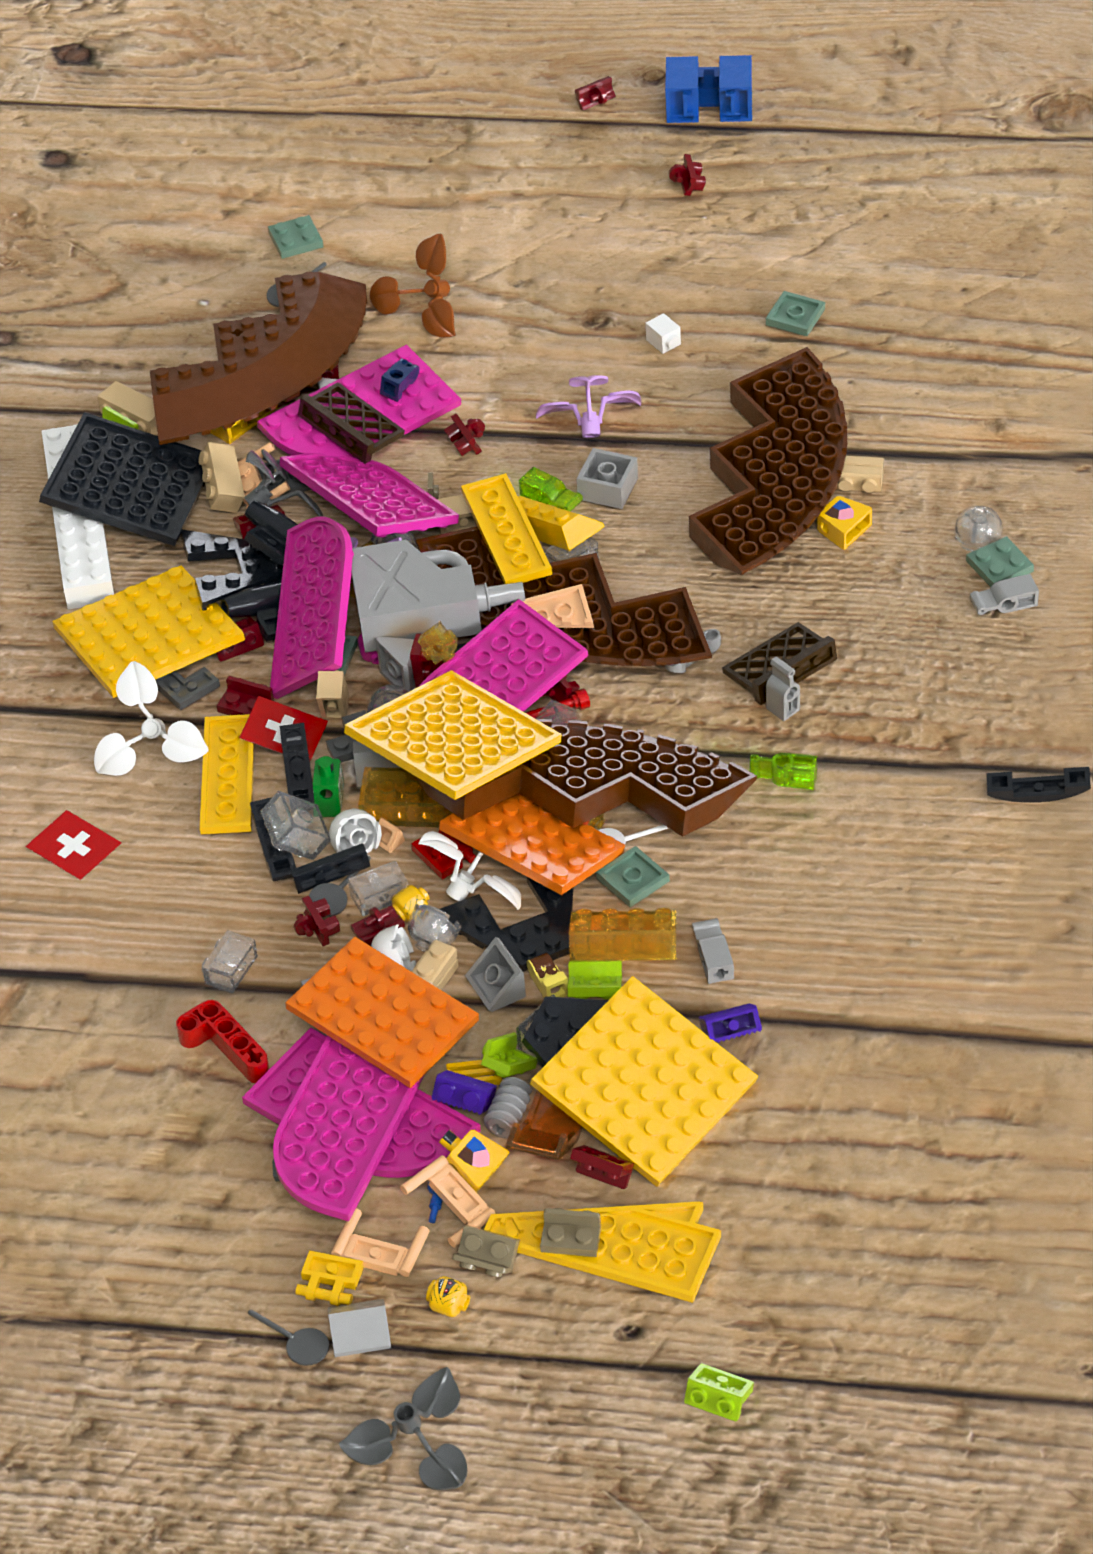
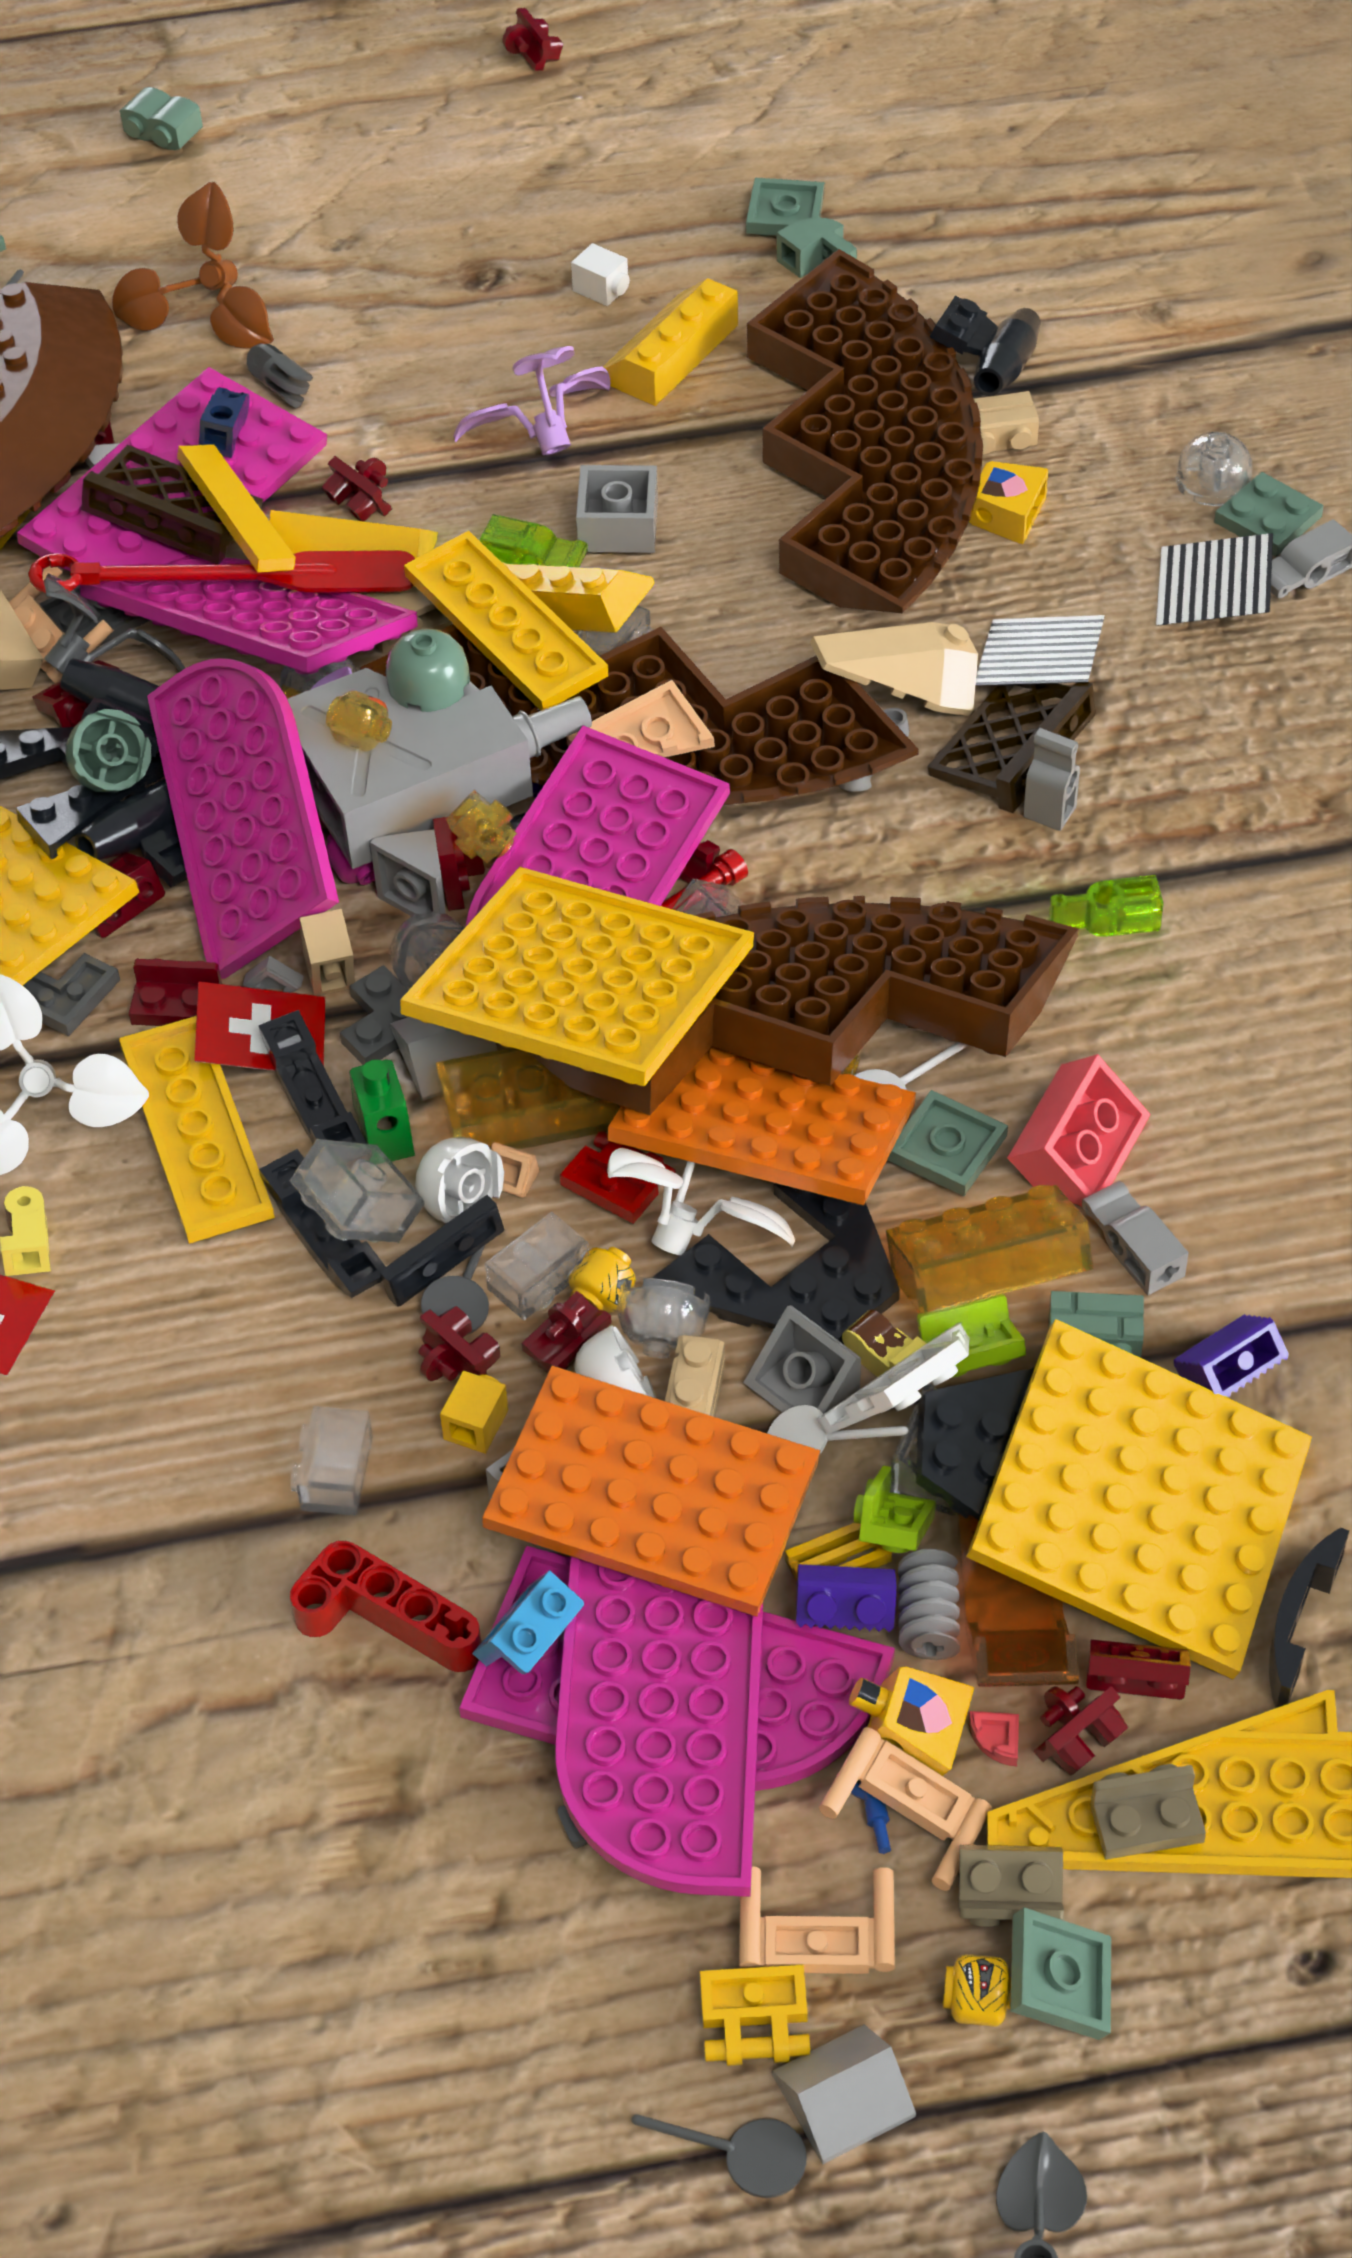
camera: 20 degrees left, 5 degrees up
(116, 814) = (29, 1246): none -> light yellow leg
(252, 556) = (108, 751): none -> sand green cylinder
(291, 1062) = (531, 1624): none -> dark azure bracket
(302, 702) = (273, 975): none -> light grey tile
(312, 953) = (474, 1411): none -> yellow brick
(382, 432) = (236, 508): none -> yellow tile
(385, 567) = (358, 720): none -> clear yellow head
(403, 477) = (312, 572): none -> red piece
(436, 548) = (427, 670): none -> sand green cylinder
(443, 183) = (161, 118): none -> sand green brick
(446, 466) = (322, 533): none -> yellow slope
(448, 356) = (279, 373): none -> dark grey arm
(486, 1004) = (801, 1426): none -> white piece
(490, 1297) = (1061, 1974): none -> sand green plate
(517, 1181) = (996, 1735): none -> coral tile
(532, 991) = (901, 1383): none -> white wing
(548, 1191) = (1098, 1716): none -> dark red hips
(673, 988) = (1105, 1316): none -> sand green brick
(689, 385) = (674, 341): none -> yellow slope
(709, 887) = (1080, 1130): none -> coral slope
(725, 1141) = (1316, 1572): none -> black slope
(738, 604) = (914, 659): none -> tan wedge
(799, 336) = (809, 243): none -> sand green brick
(817, 614) = (1039, 650): none -> sticker
(875, 426) = (1000, 348): none -> black plate
(945, 594) = (1215, 579): none -> sticker

